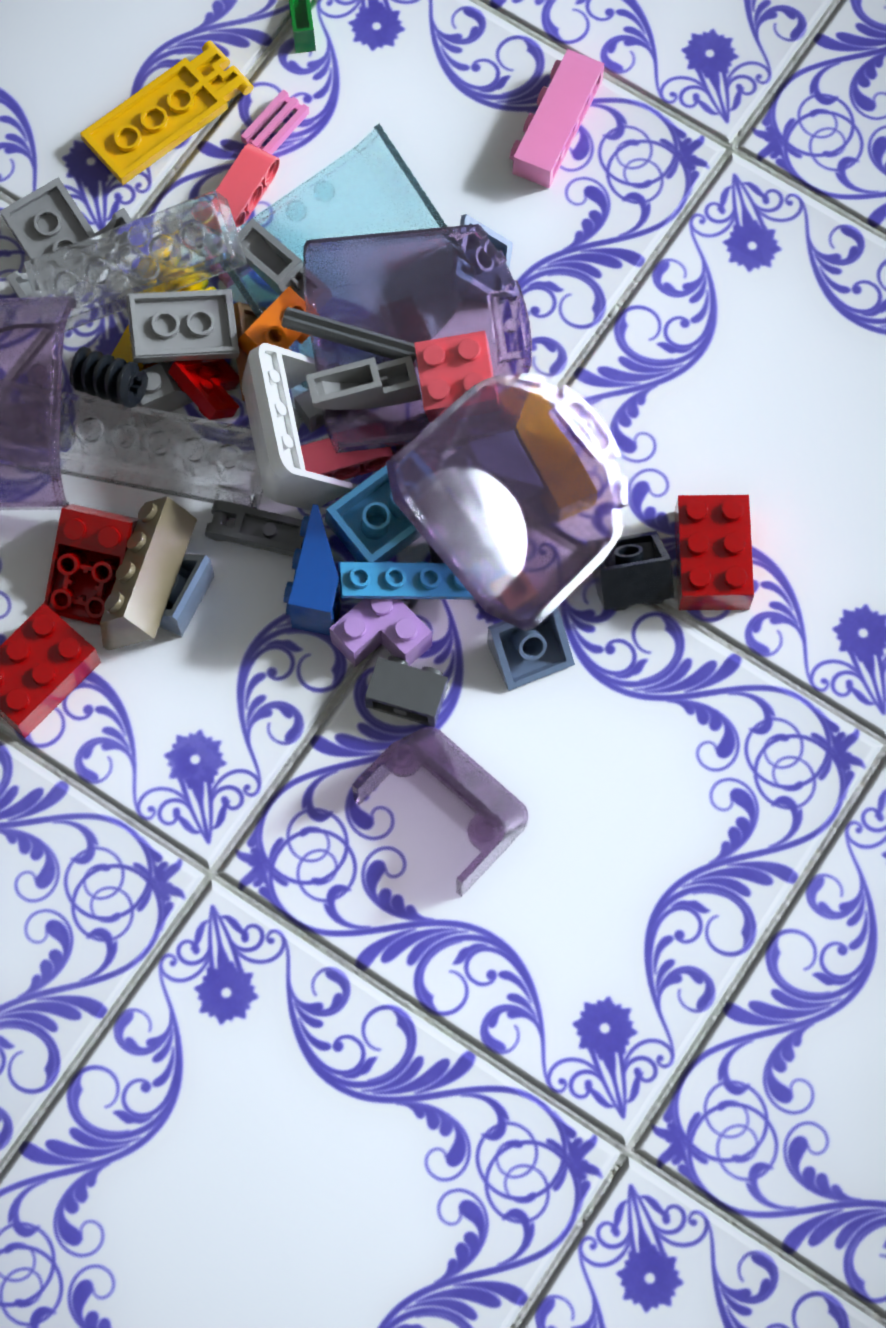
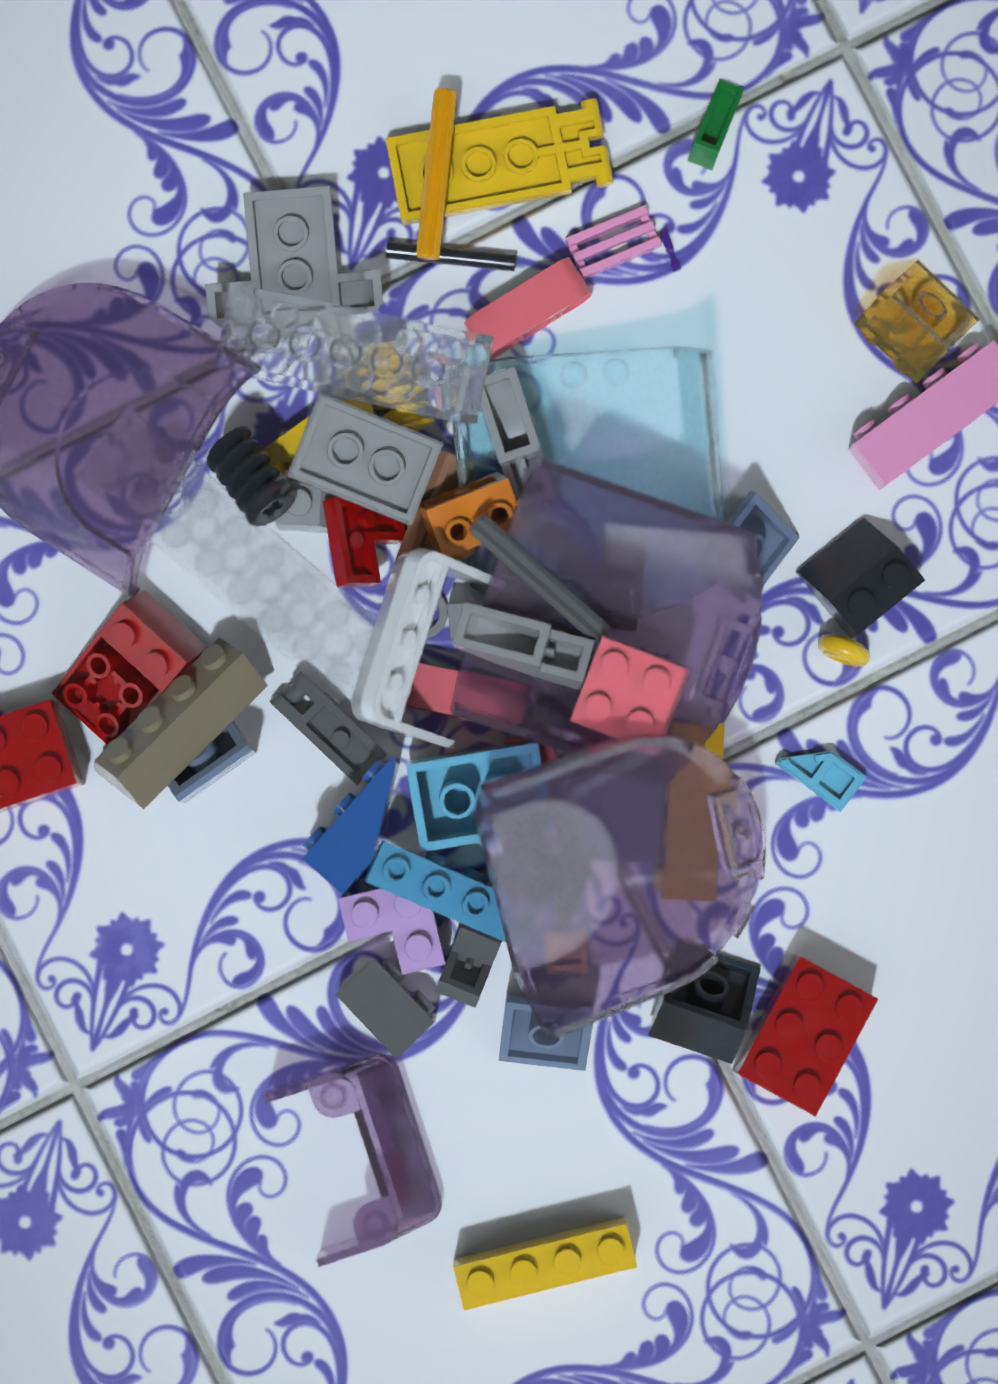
camera: 25 degrees right, 15 degrees up
(128, 135) = (436, 174): none -> light orange axle
(168, 187) = (454, 257): none -> black bar
(315, 110) = (670, 250): none -> dark purple piece
(448, 628) = (468, 965): none -> dark grey slope
(508, 70) = (916, 321): none -> clear yellow slope
(571, 243) = (860, 577): none -> black slope
(586, 294) = (844, 650): none -> yellow piece
(623, 383) = (825, 776): none -> medium azure tile
(624, 805) = (544, 1263): none -> yellow brick

